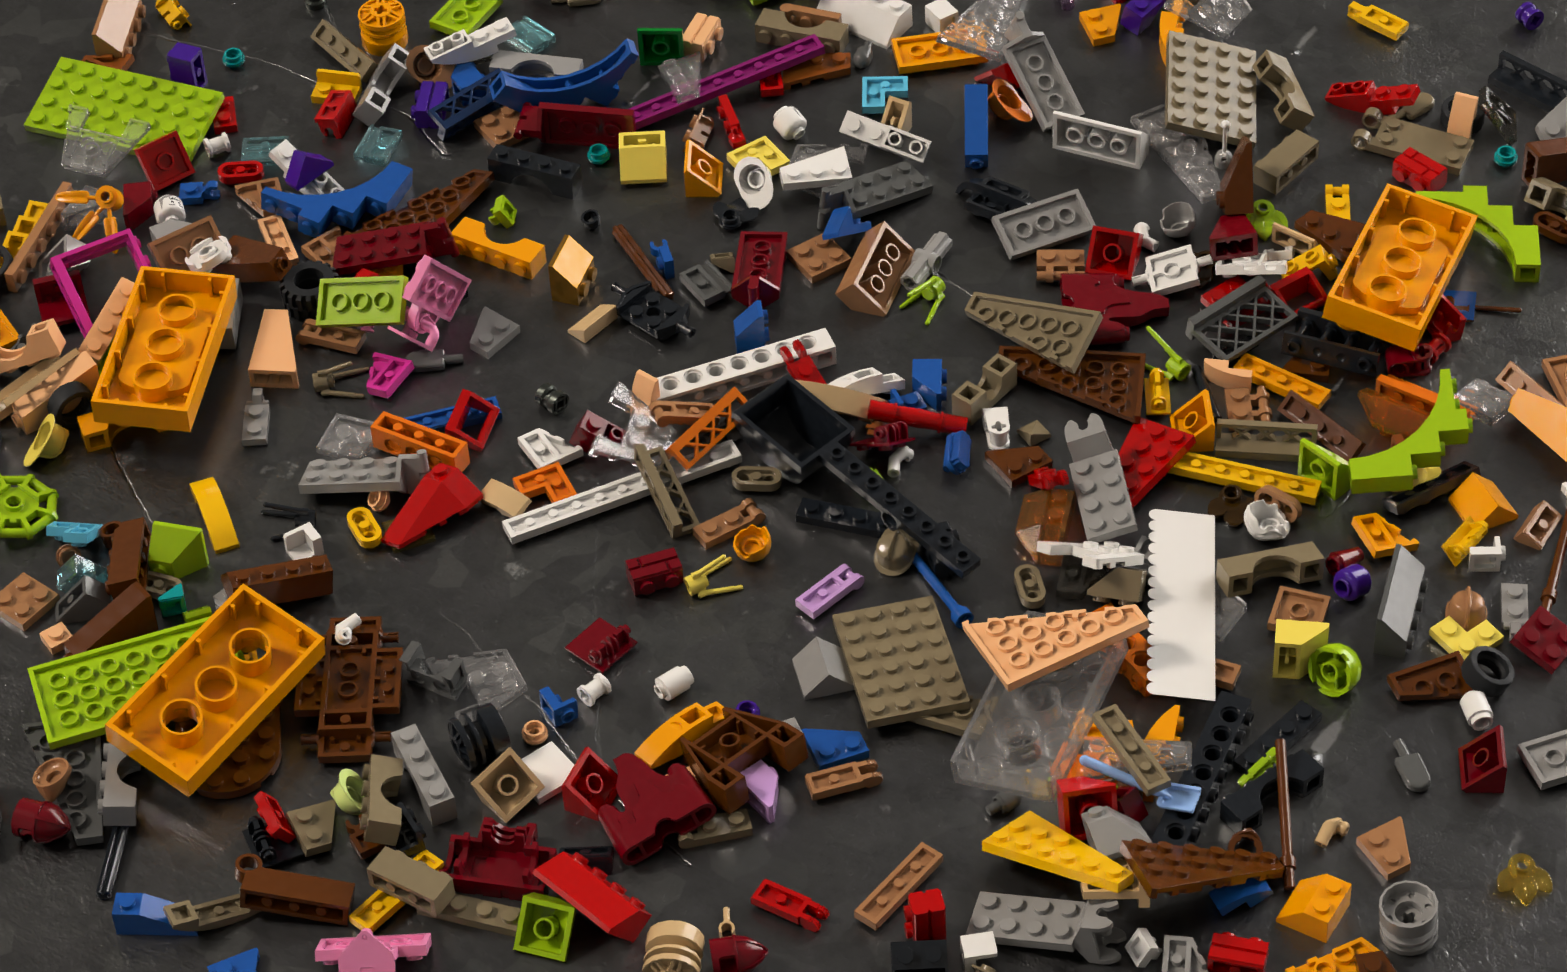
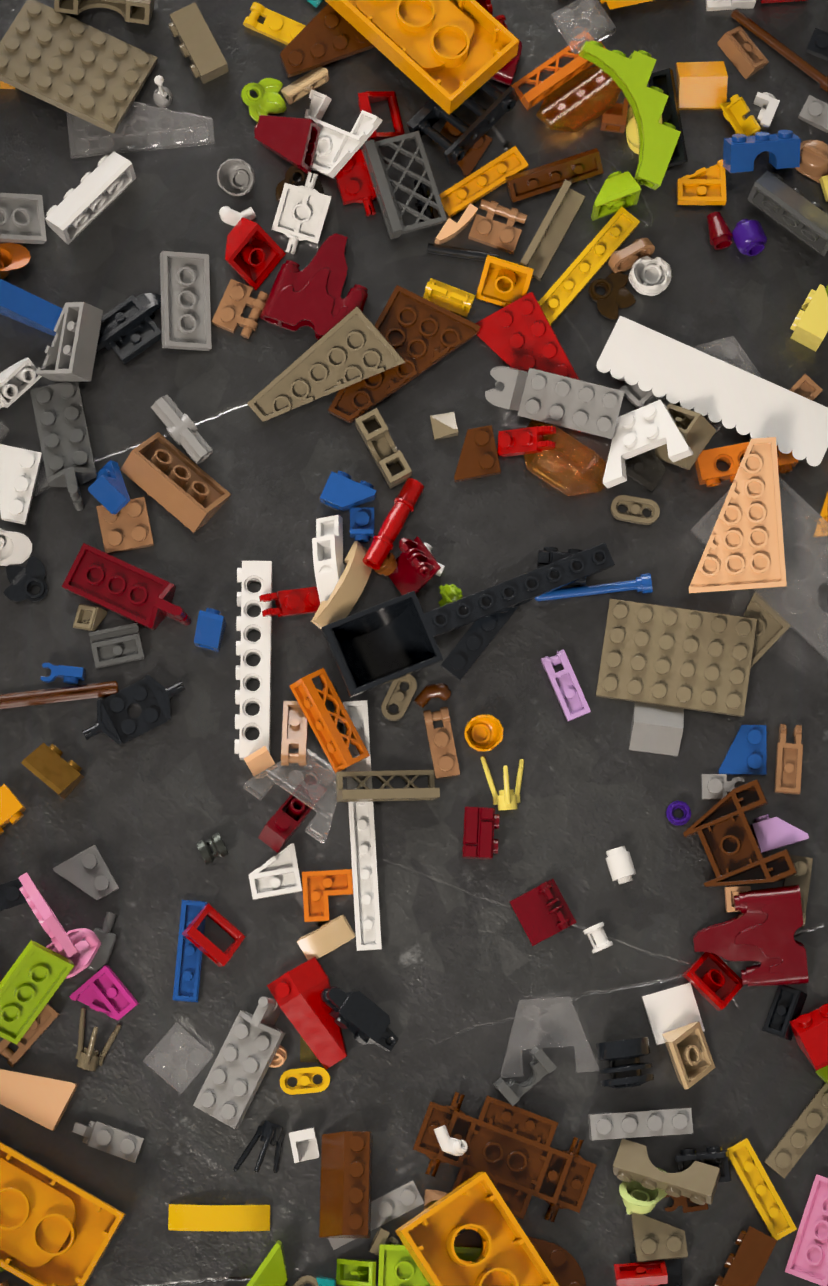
camera: 75 degrees left, 35 degrees up
(403, 436) = (226, 995): orange brick -> none
(411, 881) = (769, 1175): dark tan brick -> none
(439, 539) = (360, 1016): none -> black hinge
(498, 861) = (763, 1089): dark red piece -> none
(534, 732) = (632, 1007): light nougat plate -> none
(555, 709) = (602, 980): blue bracket -> none
(594, 322) = (118, 772): tan slope -> none
(690, 723) = (687, 878): light orange slope -> none
(774, 500) = (431, 691): none -> reddish brown arm
(895, 552) = (544, 612): dark tan piece -> none
(929, 290) = (222, 440): lime plant -> none
(957, 452) = (447, 506): blue piece -> none
(961, 162) = (74, 345): none -> light grey wedge
(996, 427) = (425, 455): white piece -> none
(1175, 365) = (421, 263): lime plant -> none
(1237, 183) = (229, 102): reddish brown slope -> none
(1297, 562) = (711, 271): dark tan arch -> none
(1298, 606) = (762, 297): medium nougat plate -> none
(1313, 259) = (347, 90): yellow bracket -> none
(1428, 539) = (742, 150): none -> blue arch

